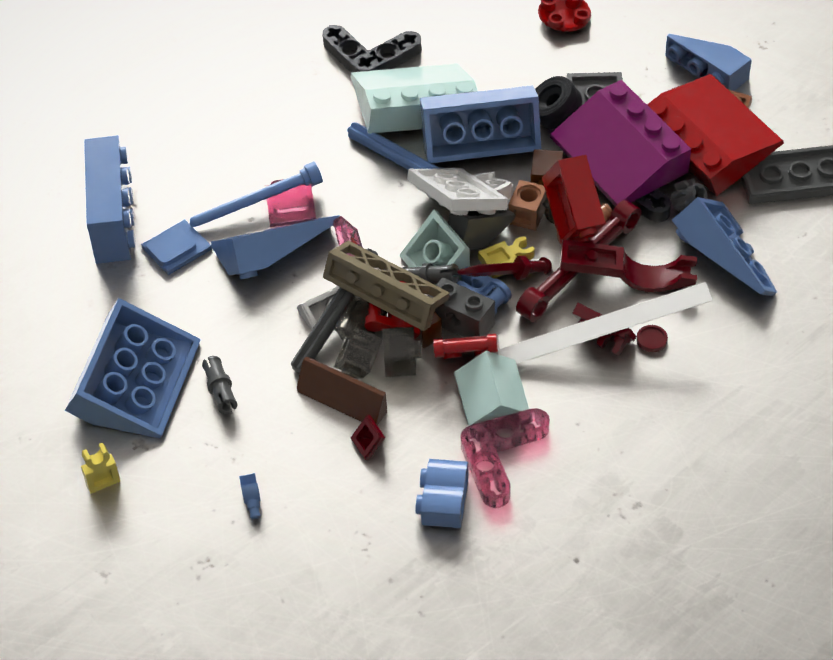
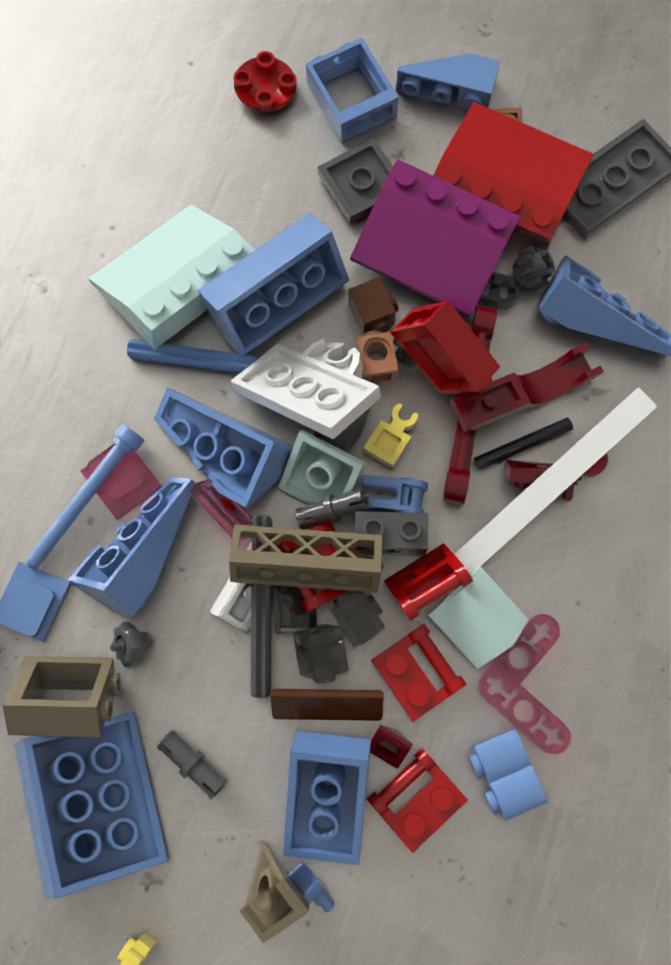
camera: 30 degrees left, 25 degrees up
(160, 294) = (67, 718): none -> dark tan window
(220, 493) = (273, 897): none -> dark tan slope
(227, 295) = (129, 644): none -> dark grey piece
(300, 444) = (326, 797): none -> medium blue slope
(368, 491) = (426, 809): none -> red plate
(377, 210) = (231, 453): none -> medium blue wedge
(403, 46) = (87, 245): black beam -> none
(412, 411) = (407, 678): none -> red plate
(519, 268) = (416, 447): dark red sword -> none
(557, 101) = (347, 201): black tyre -> none
(595, 304) = (523, 443): none -> black bar
(626, 55) = (364, 114): none -> medium blue window

